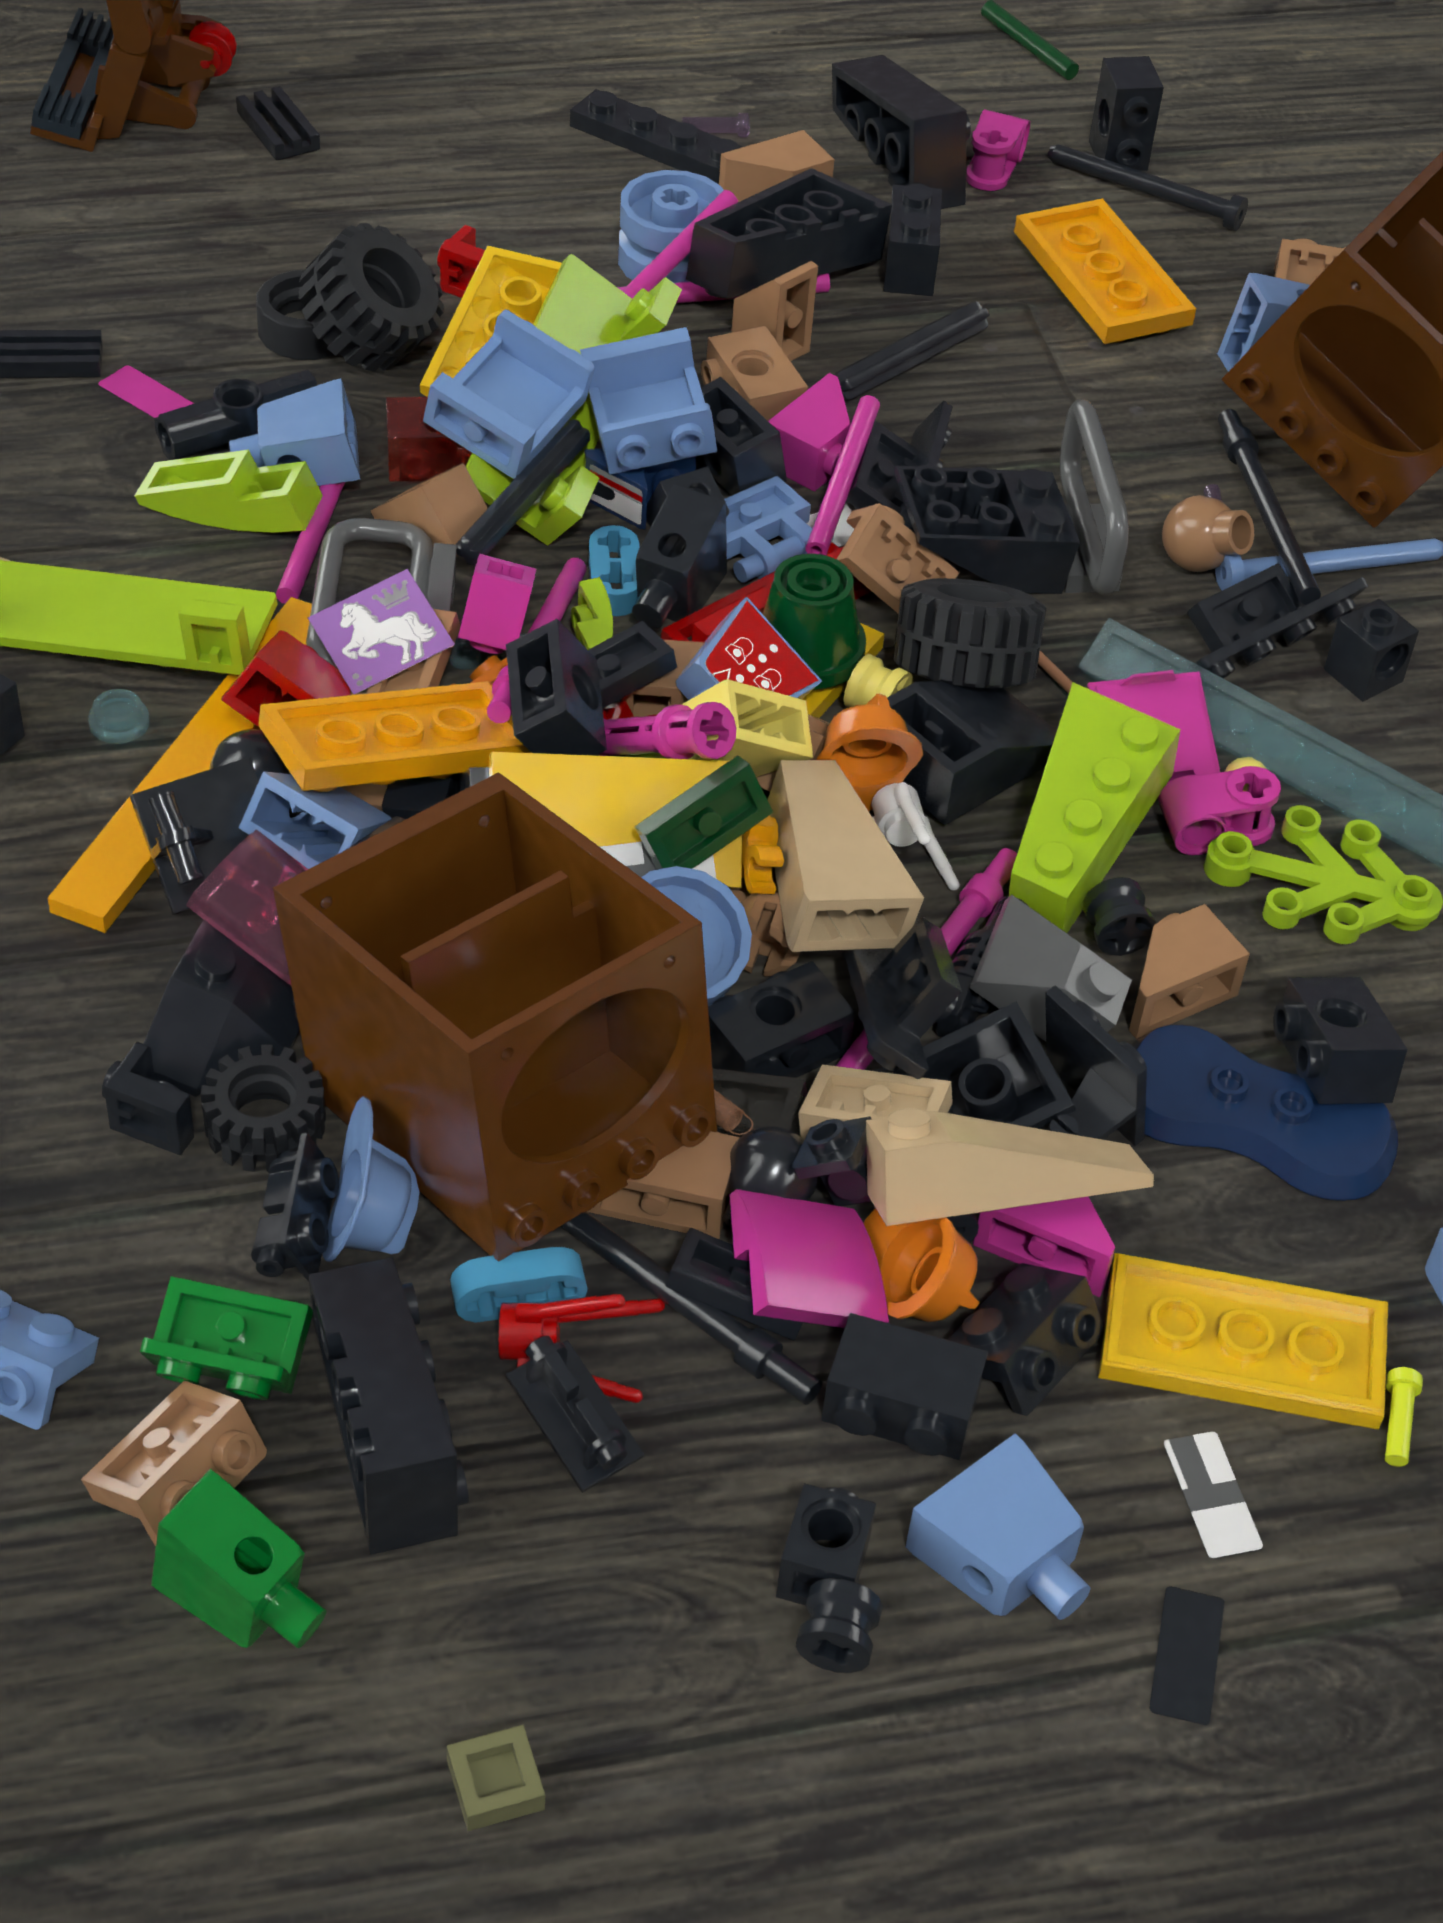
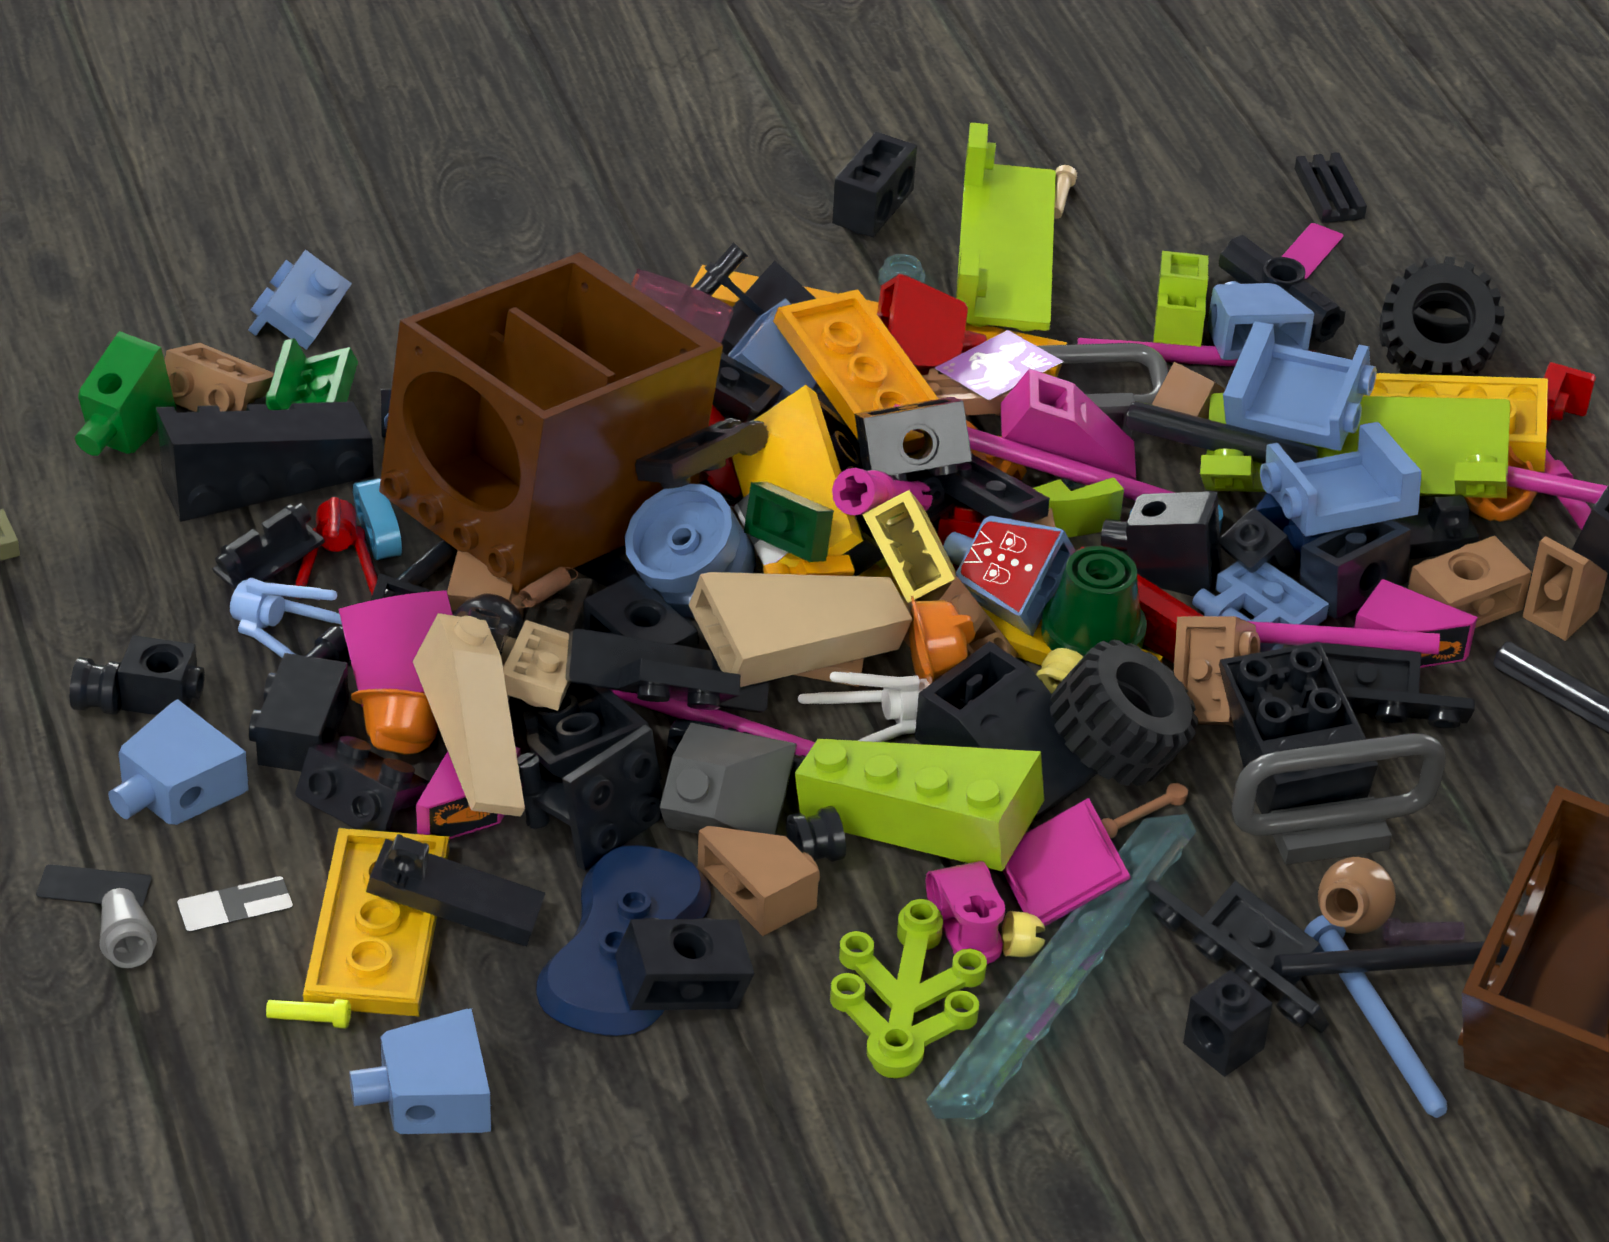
camera: 85 degrees right, 5 degrees down
(683, 1425) = (262, 605): none -> light blue plant
(1220, 1248) = (454, 891): none -> black hinge
(1291, 1603) = (125, 930): none -> light grey cone

